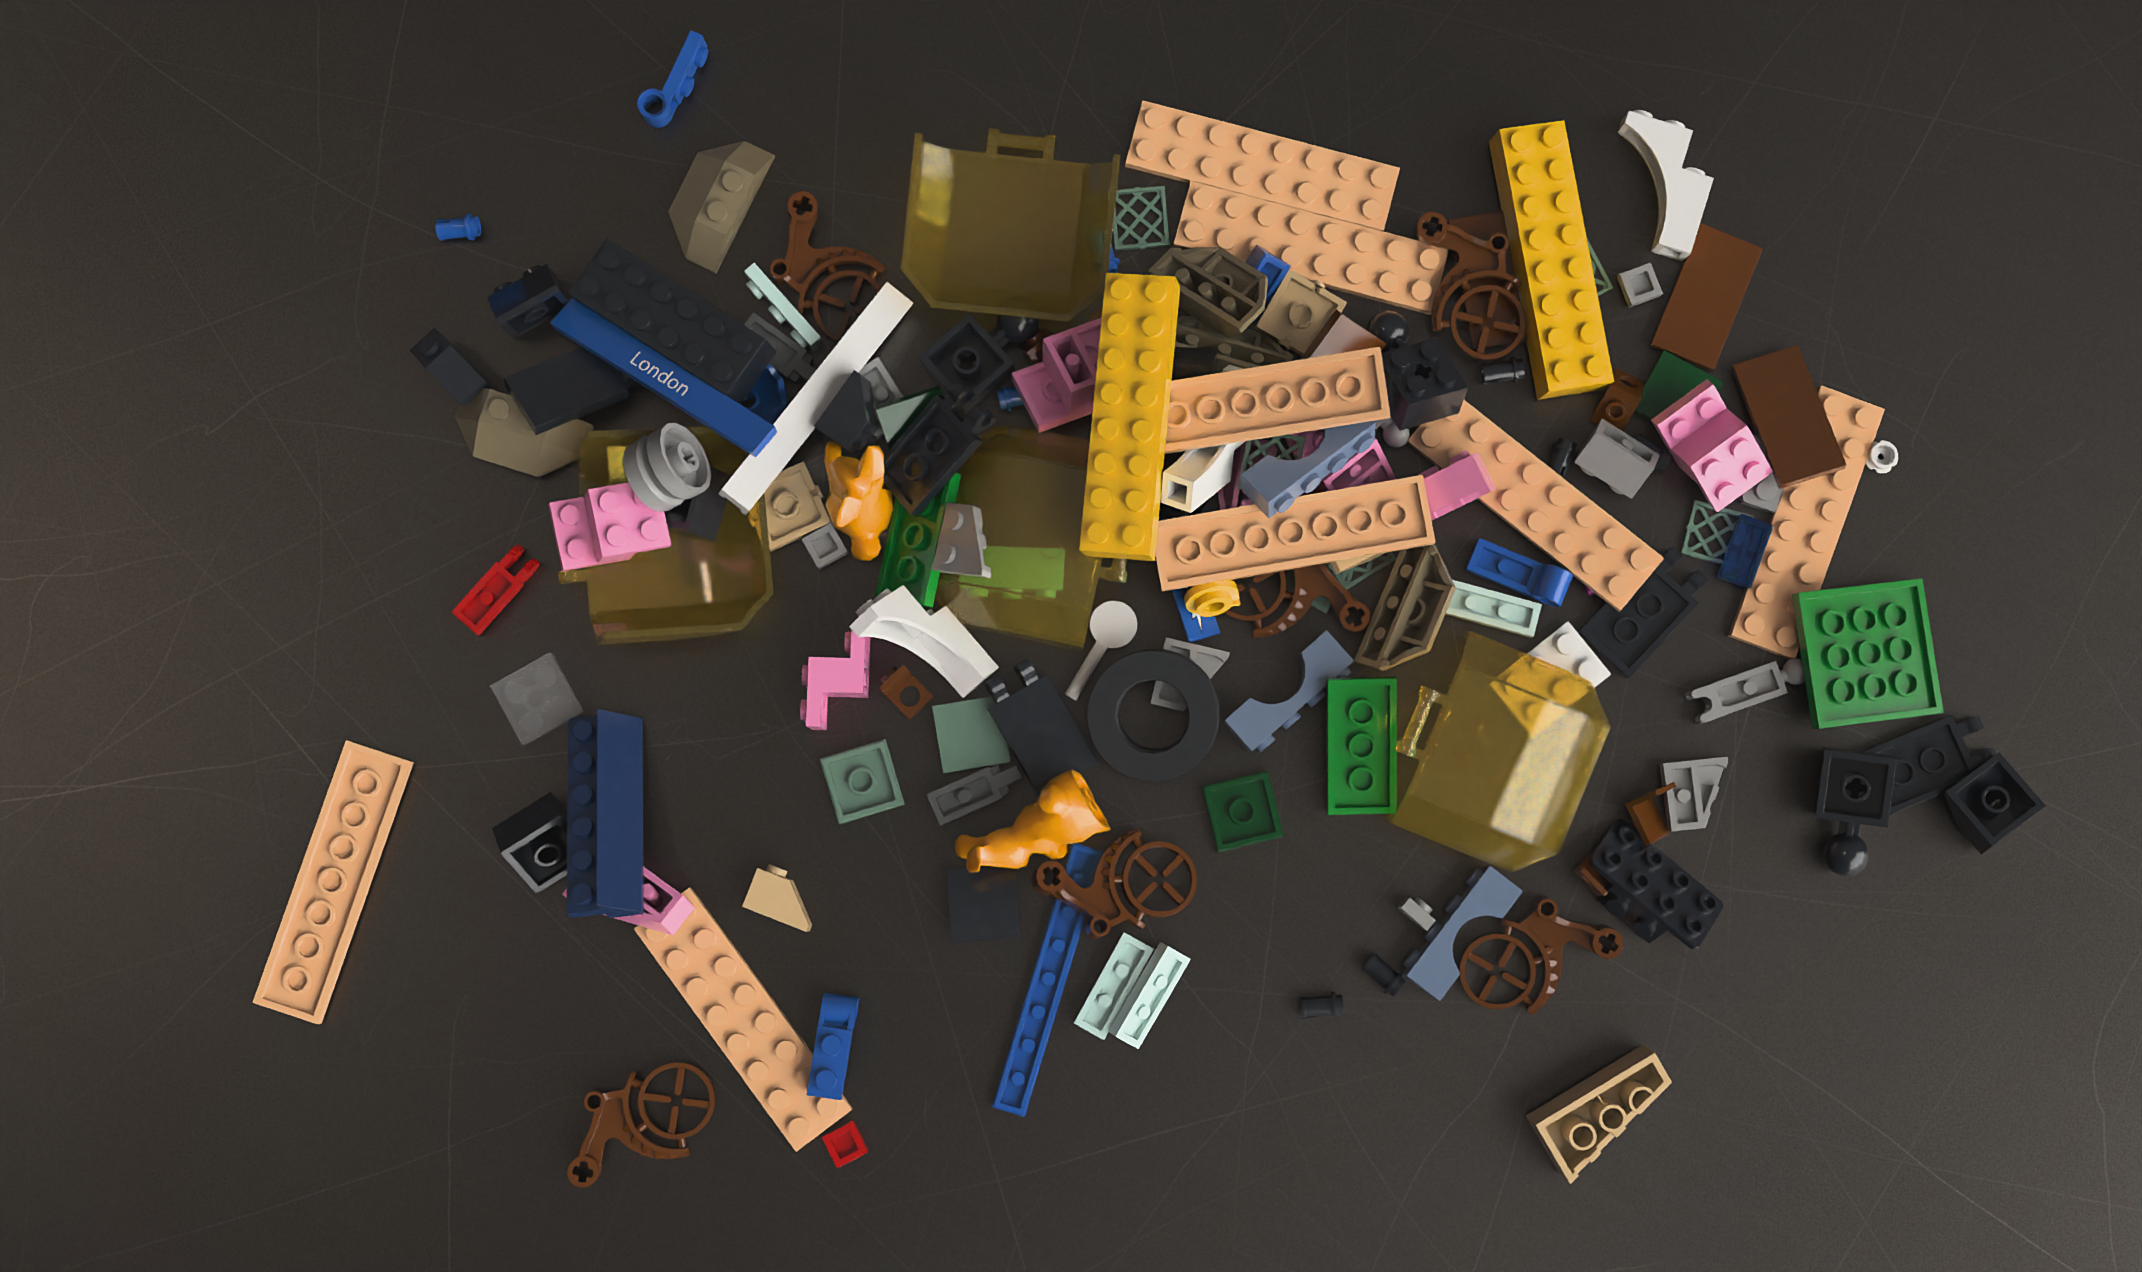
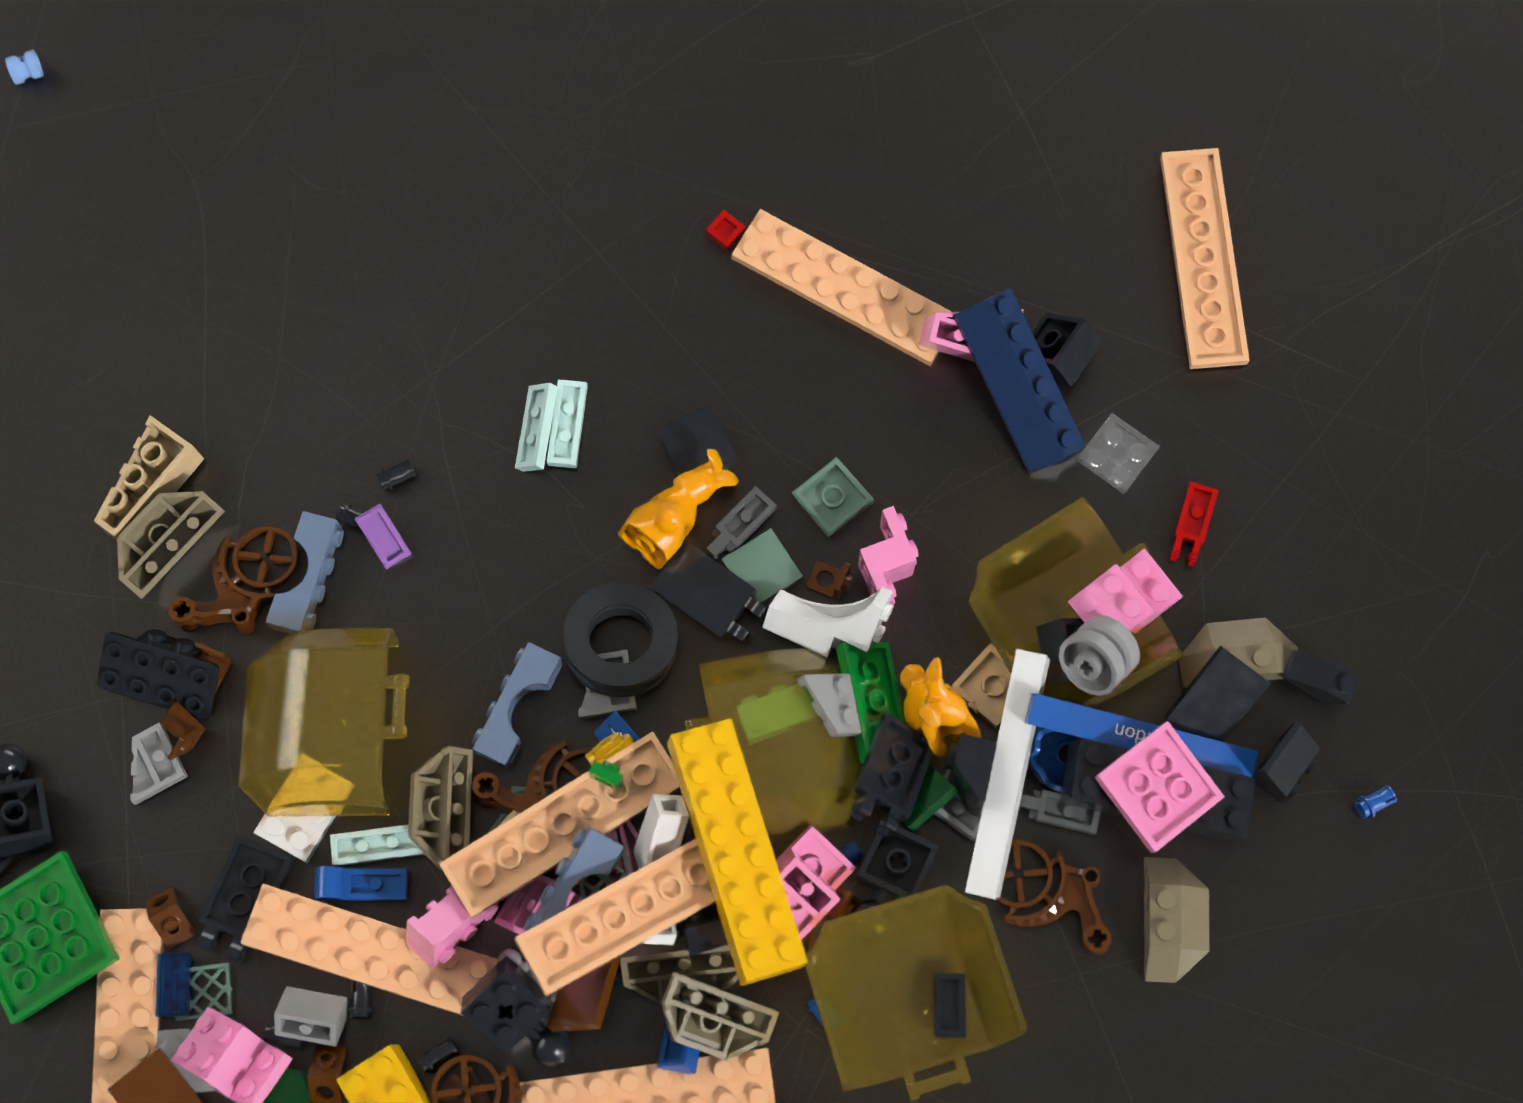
camera: 160 degrees right, 10 degrees down
(615, 1120) = (907, 177): reddish brown piece -> none
(671, 311) = (1159, 787): none -> bright pink plate
(678, 83) = (1255, 1007): blue plate -> none
(777, 898) = (857, 380): tan slope -> none
(782, 309) = (1073, 847): light aqua plate -> none
(825, 546) = (951, 665): light grey plate -> none
(832, 1046) = (766, 291): blue plate -> none
(978, 204) = (949, 1006): none -> black tile
(1044, 990) = (620, 408): blue tile -> none
(1100, 900) = (604, 480): reddish brown piece -> none
(1112, 626) = (684, 698): white piece -> none
(1142, 244) = (796, 1039): sand green window -> none
(1228, 558) = (606, 774): none -> green plate
(1242, 811) = (518, 598): dark green tile -> none
(1298, 312) = (631, 1031): tan plate -> none
(1361, 745) = (441, 685): green plate -> none
(1362, 939) = (383, 536): none -> medium lavender tile
(1417, 912) = (346, 575): light grey plate -> none
(1602, 1032) = (162, 537): none -> dark tan wedge
(1728, 619) = (169, 919): none -> reddish brown bracket
(1746, 689) = (136, 865): light grey plate -> none

